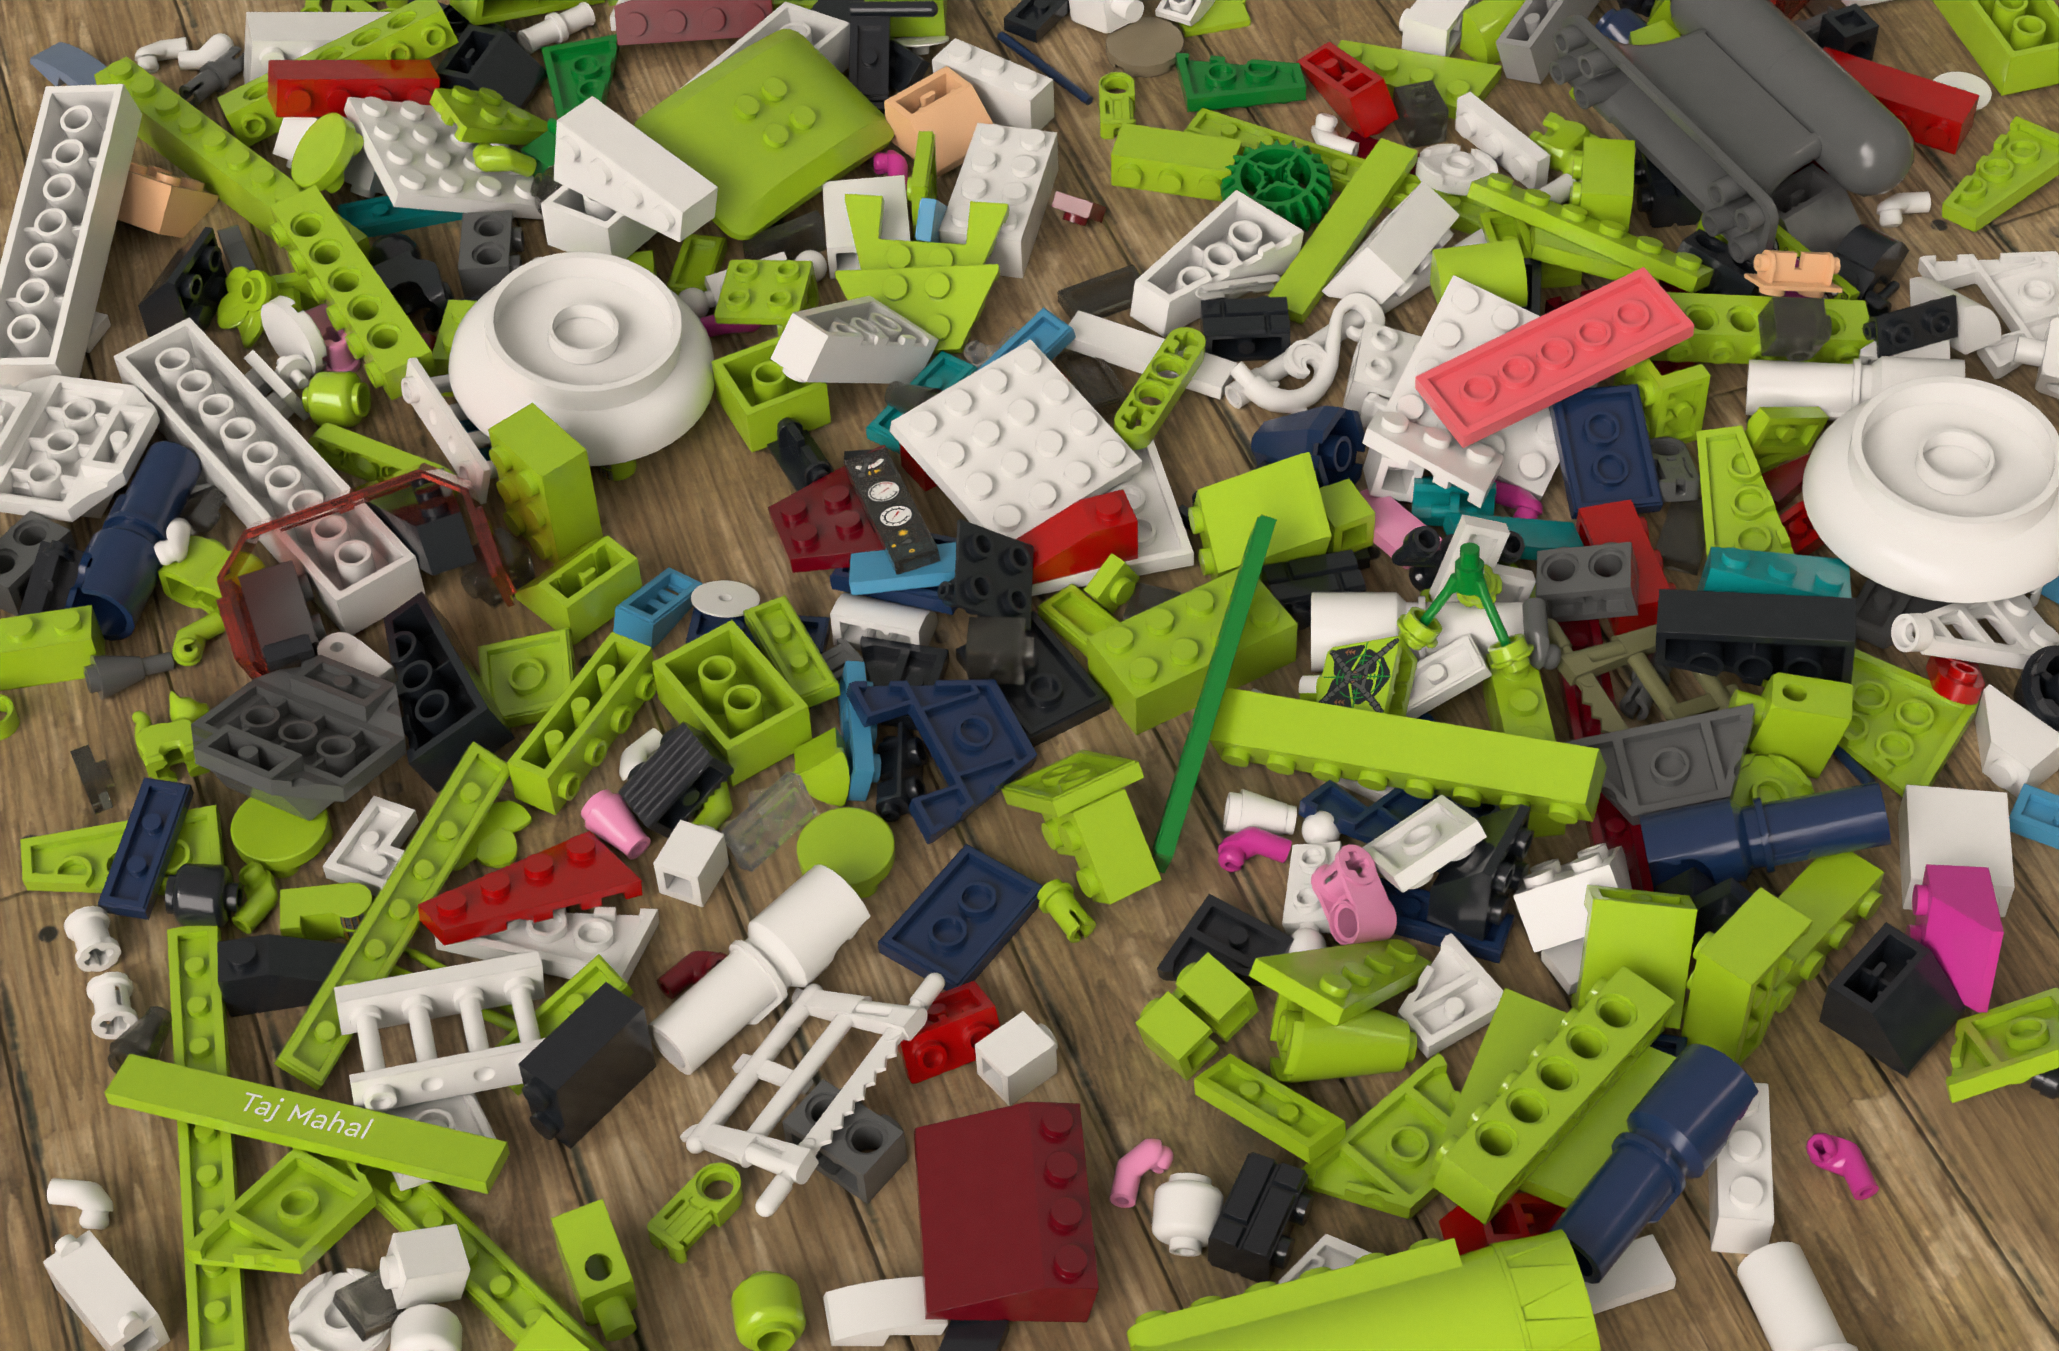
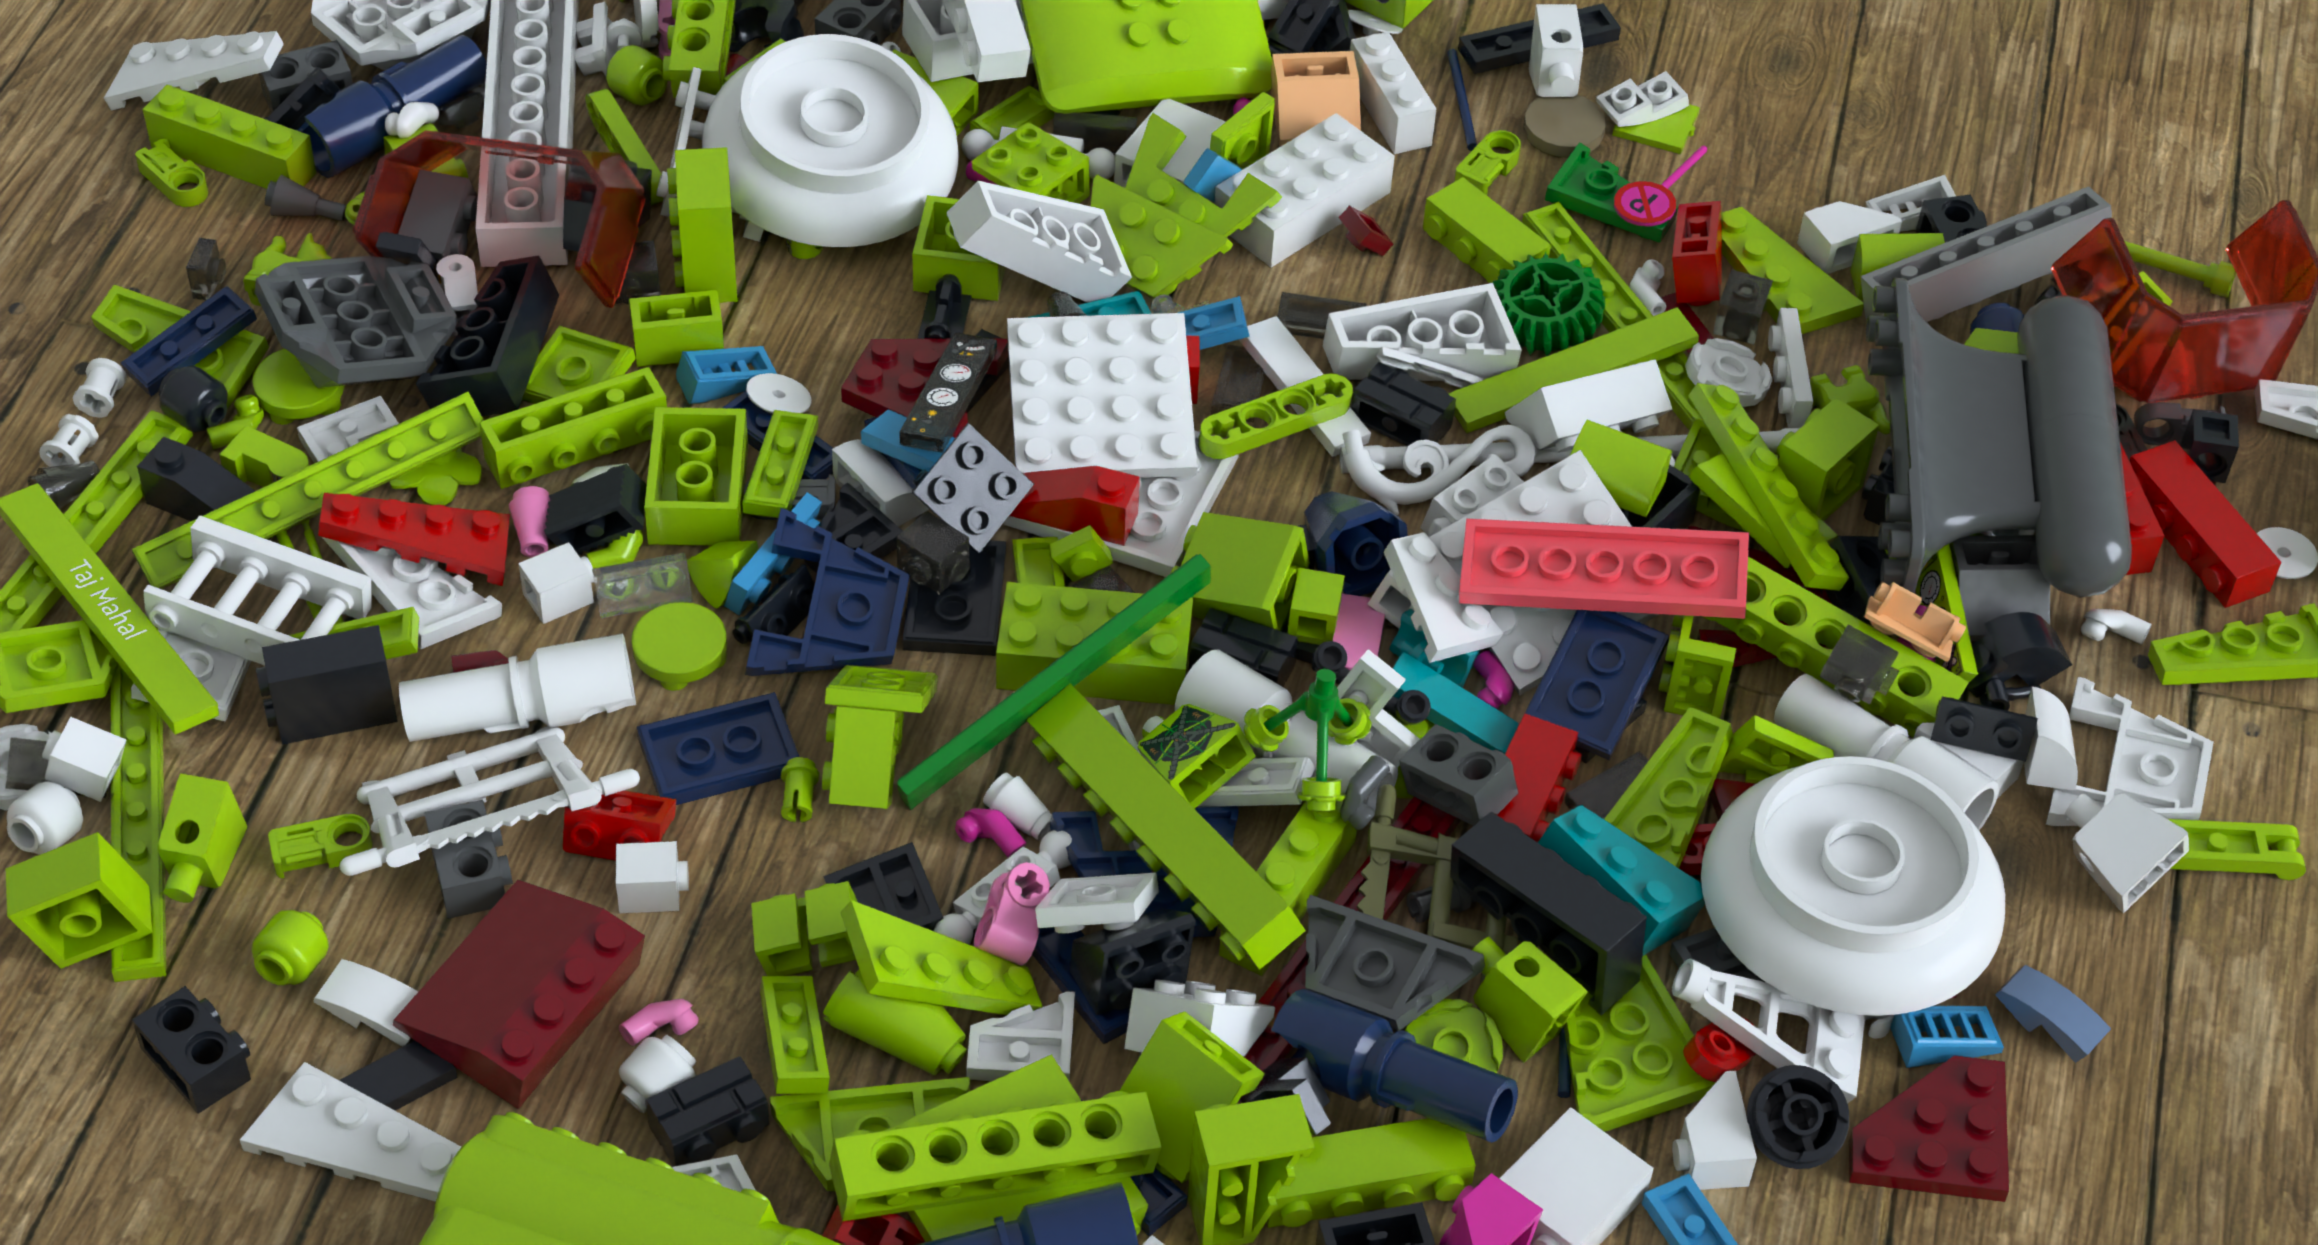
camera: 30 degrees right, 0 degrees up
(1275, 71) = (1649, 202): none -> piece
(1675, 470) = (1650, 730): dark grey piece -> none

